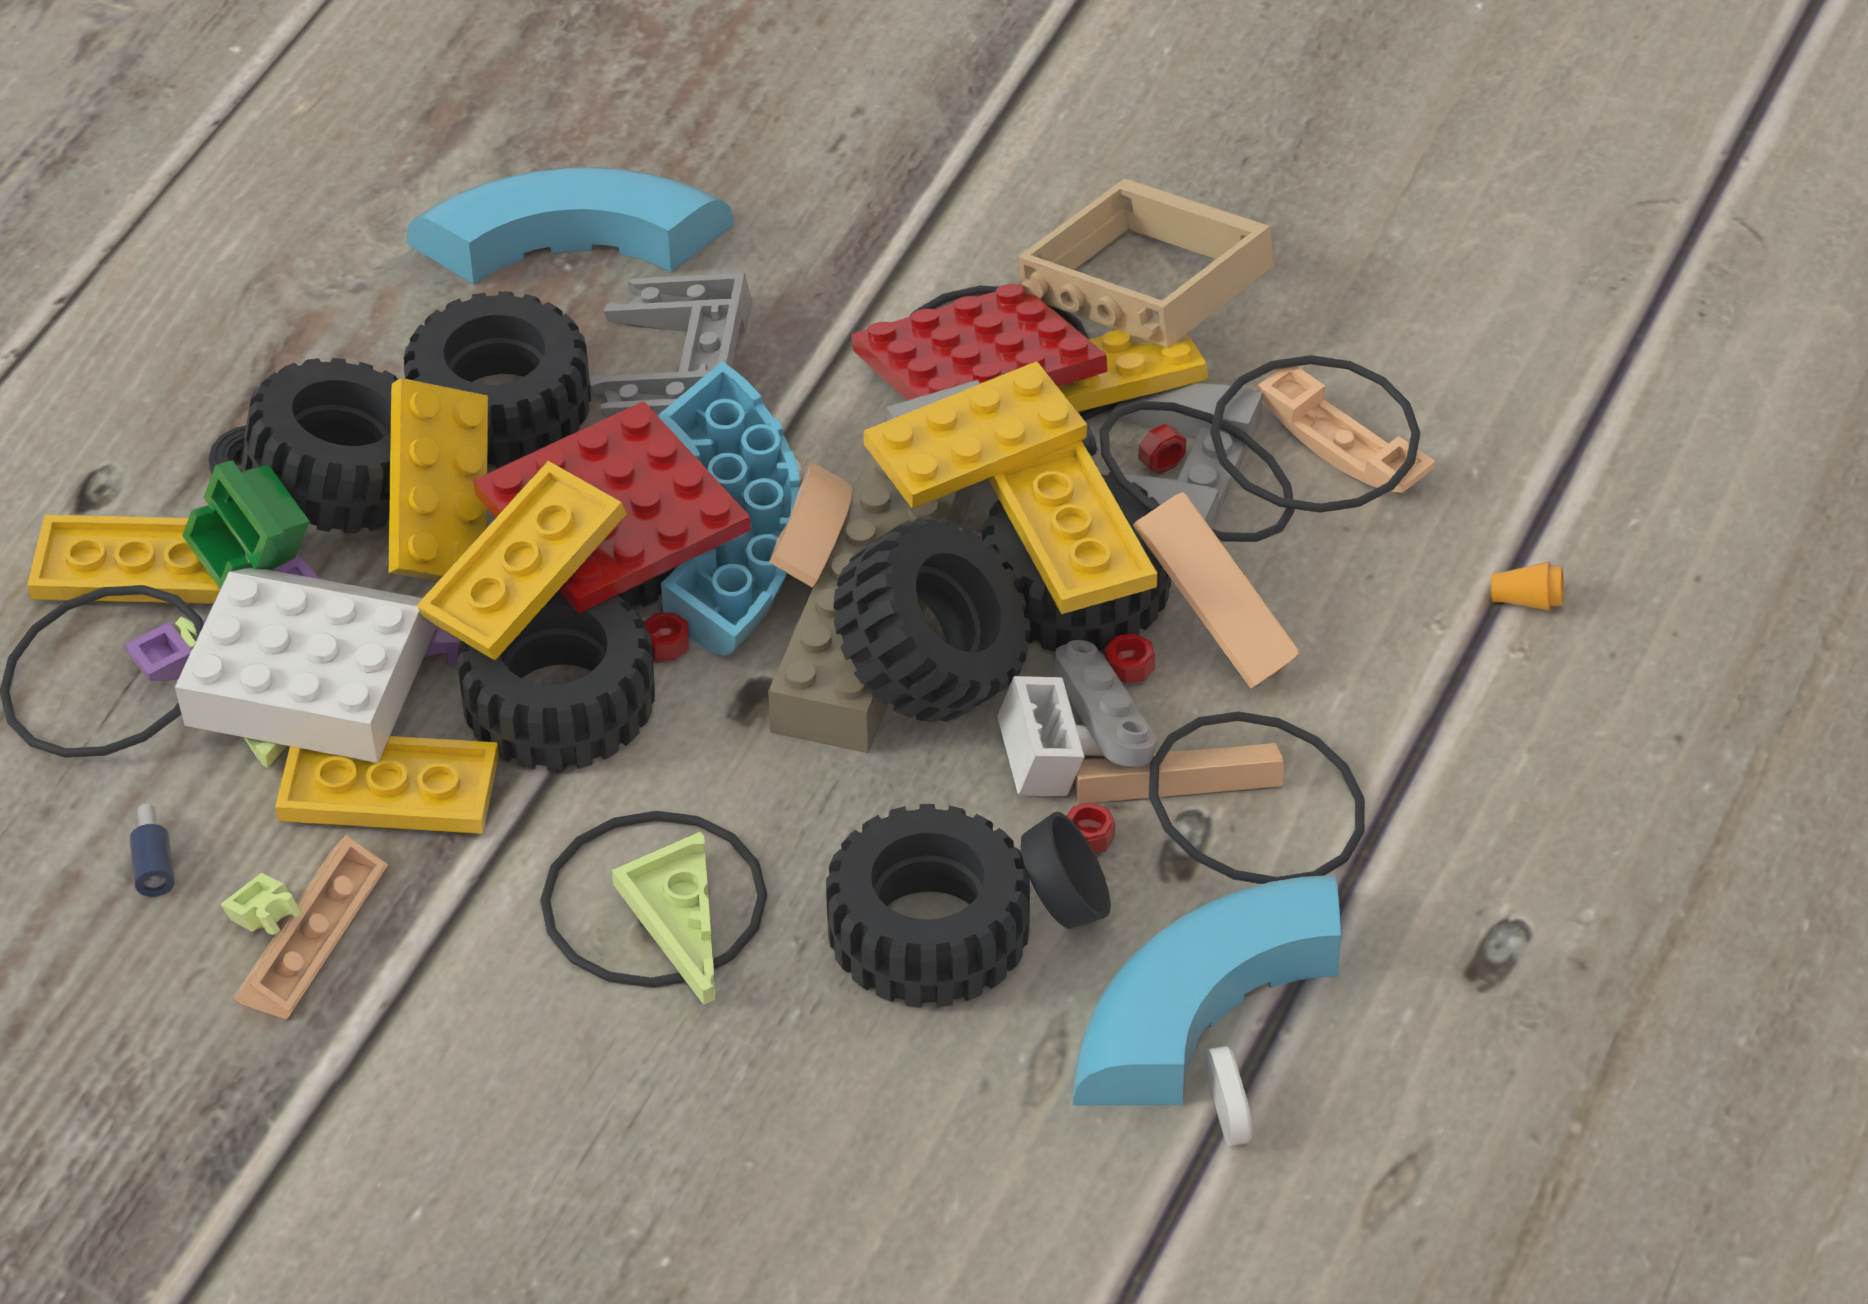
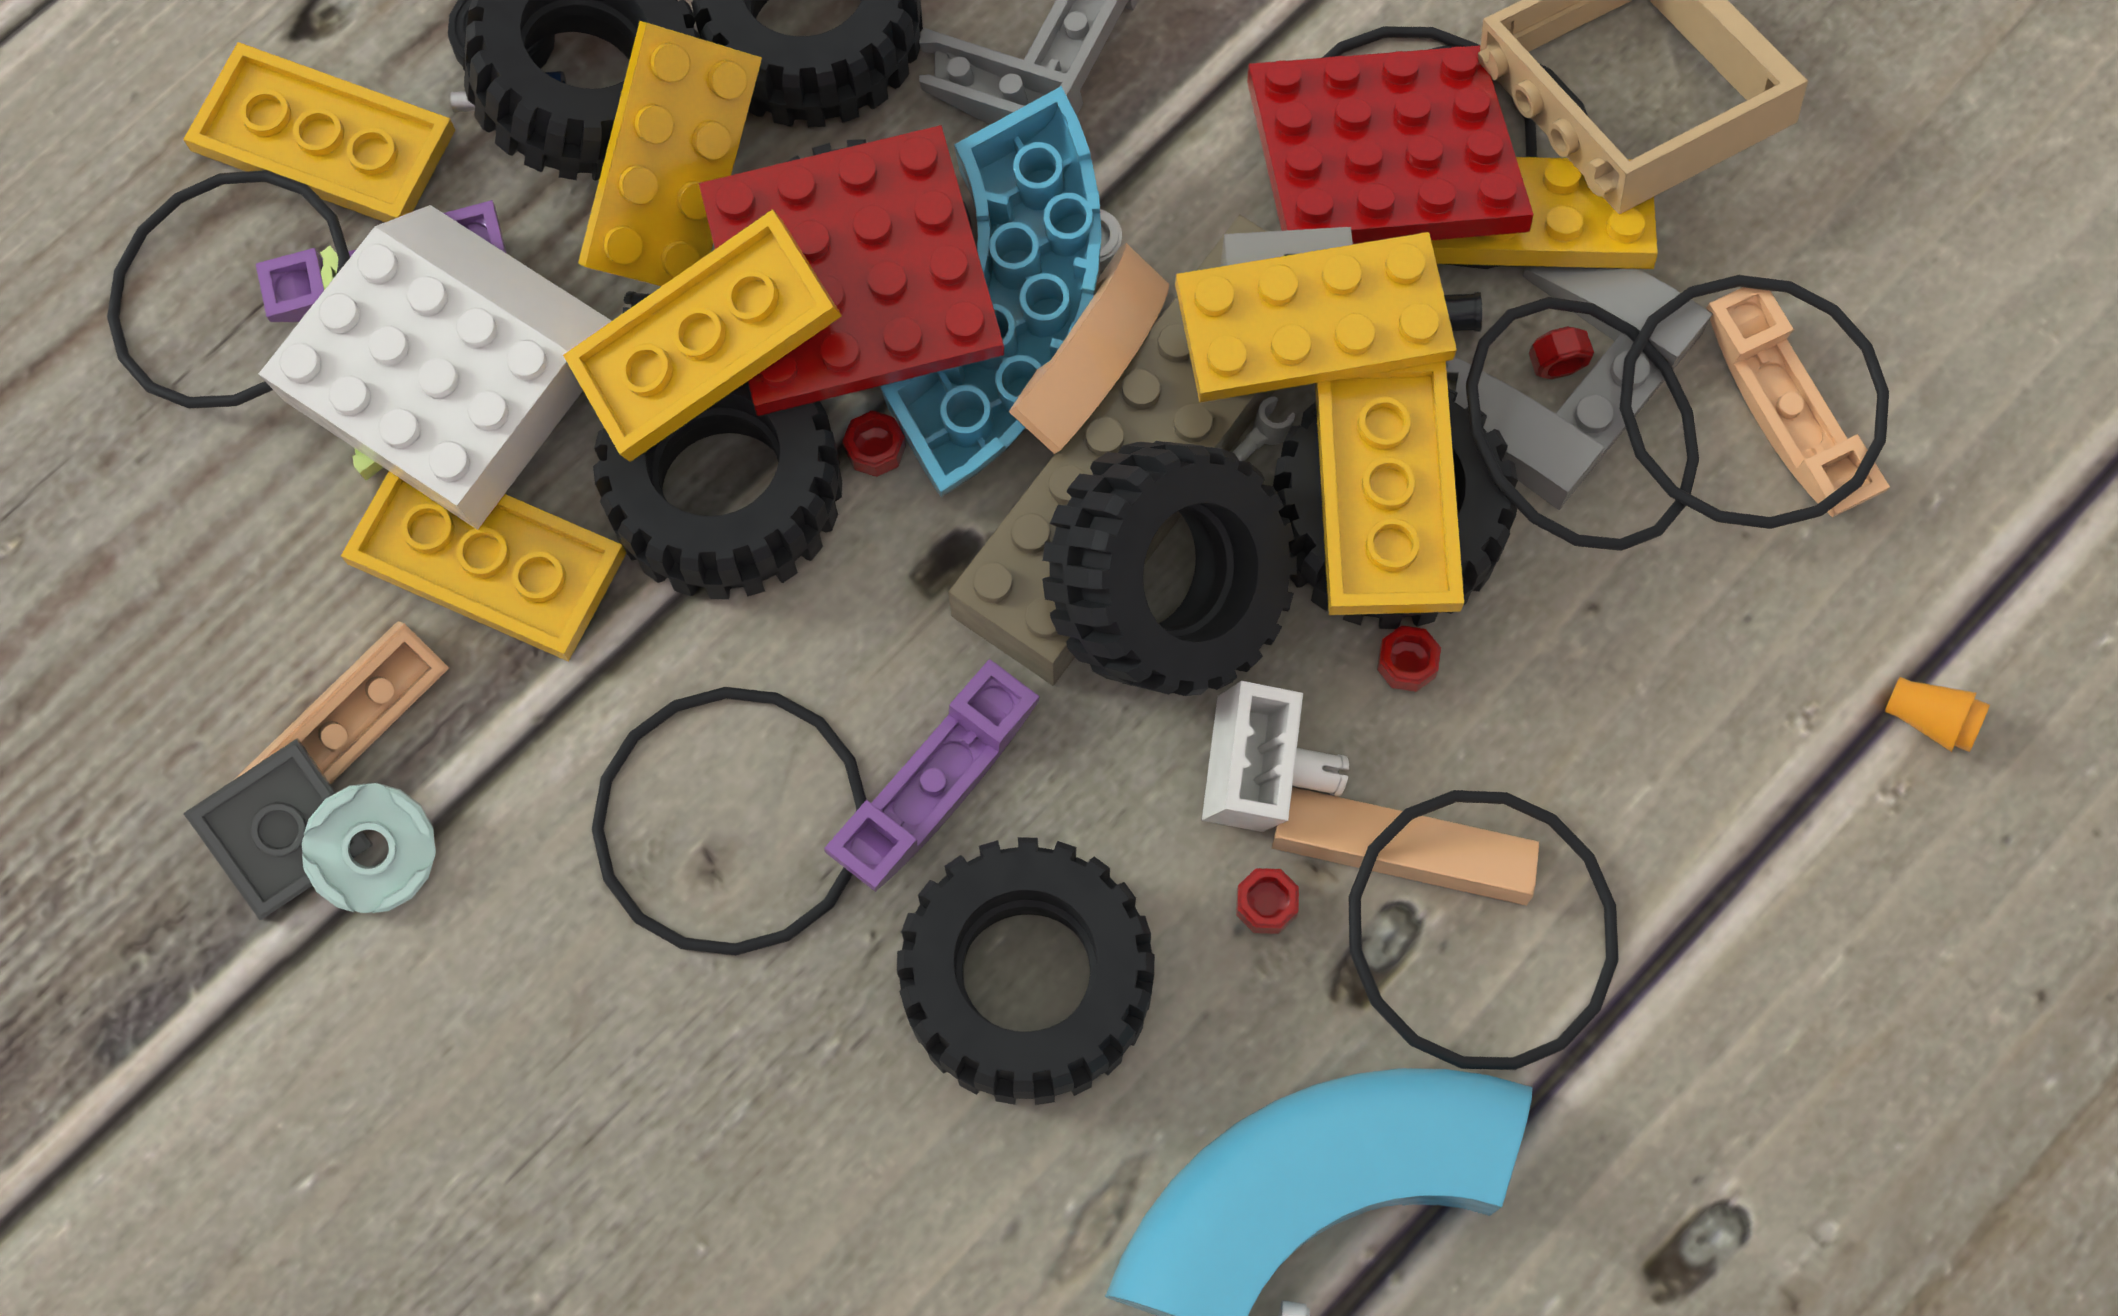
camera: 20 degrees right, 25 degrees up
(151, 854) = (188, 568): dark blue piece -> none
(246, 522) = (433, 148): green plate -> none
(261, 904) = (273, 692): yellowish green plate -> none
(301, 988) = (260, 824): none -> dark grey tile
(376, 1008) = (361, 887): none -> light aqua tile
(672, 903) = (742, 840): yellowish green wing -> none
(808, 817) = (935, 779): none -> medium lavender slope
(1065, 872) = (1234, 984): black tyre -> none
(1104, 704) = (1347, 733): light grey plate -> none
(1217, 589) = (1539, 618): light nougat slope -> none

